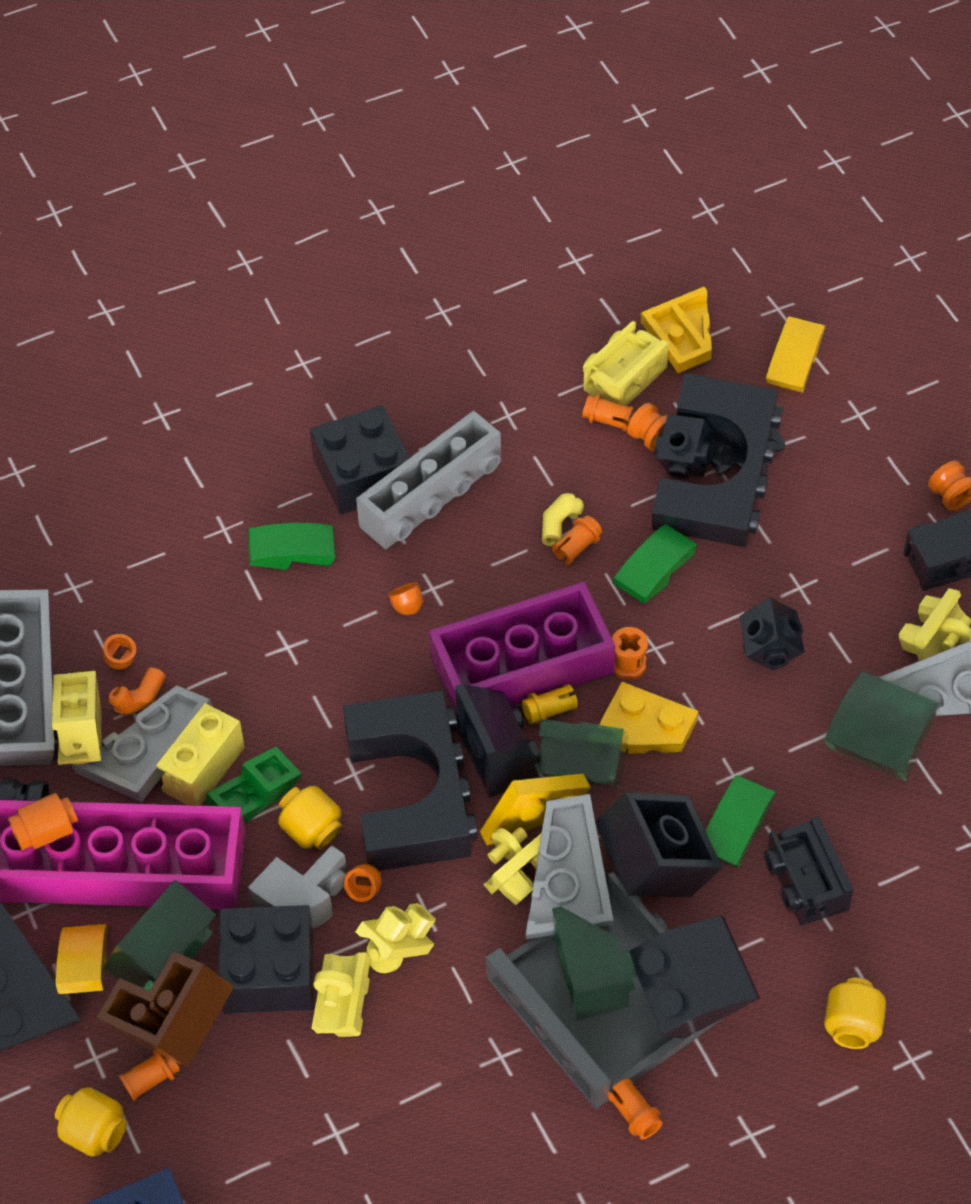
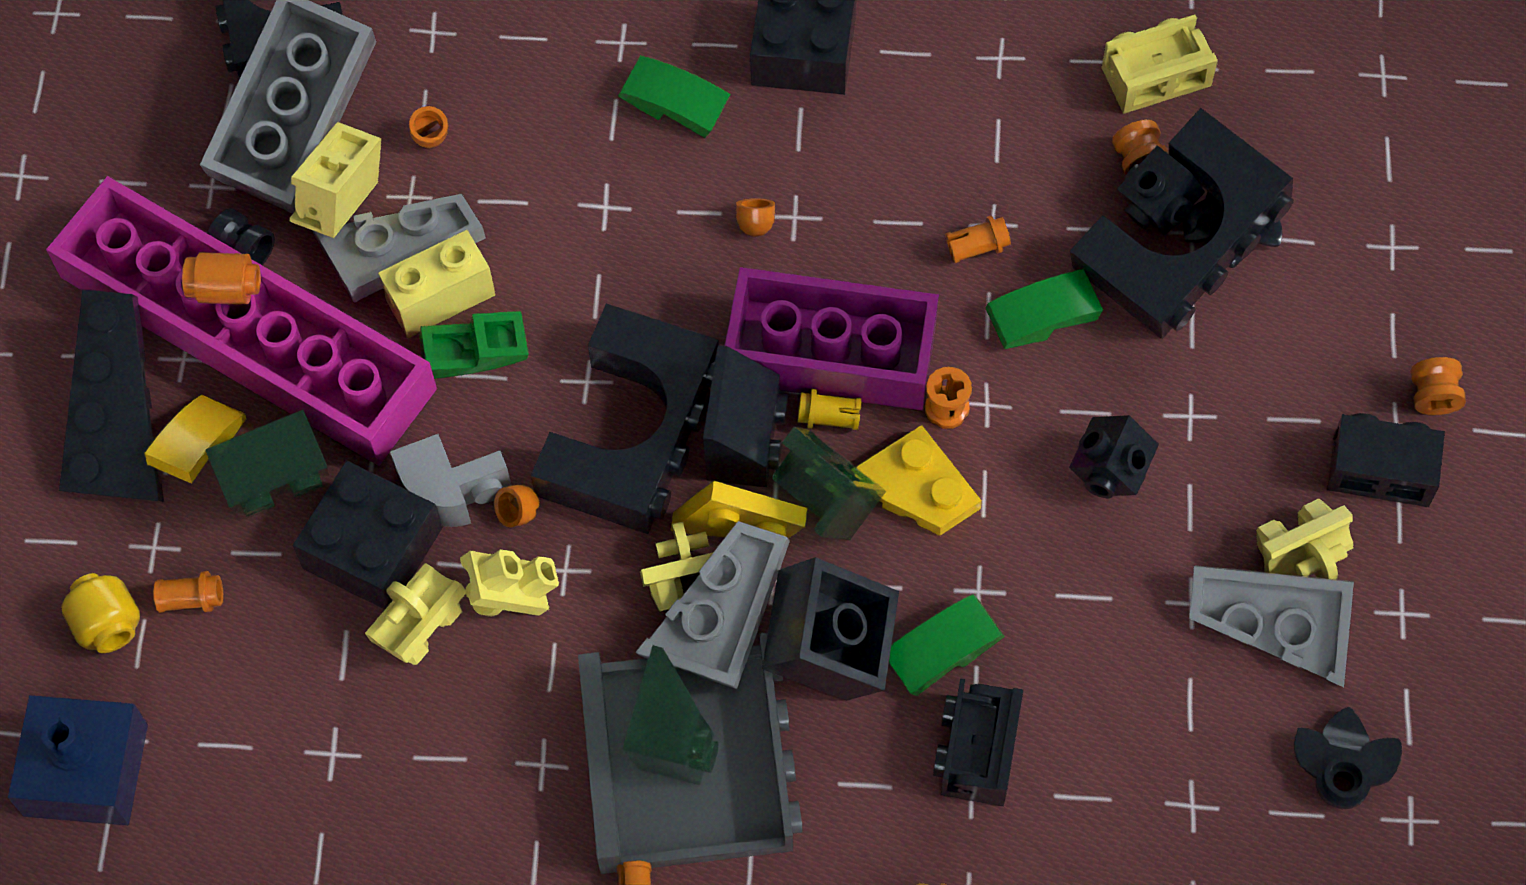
camera: 30 degrees right, 10 degrees up
(135, 700) = (421, 188): orange arm -> none
(171, 1015) = (226, 546): reddish brown brick -> none
(309, 817) = (505, 407): yellow head -> none
(429, 480) = (858, 94): light grey brick -> none
(555, 514) = (970, 200): light yellow arm -> none
(607, 412) = (1104, 106): orange pin -> none
(684, 326) = (1253, 49): yellow wing -> none
(693, 976) = (766, 794): black slope -> none
(795, 354) = (1362, 139): yellow slope -> none
(881, 725) = (1165, 622): clear green slope -> none

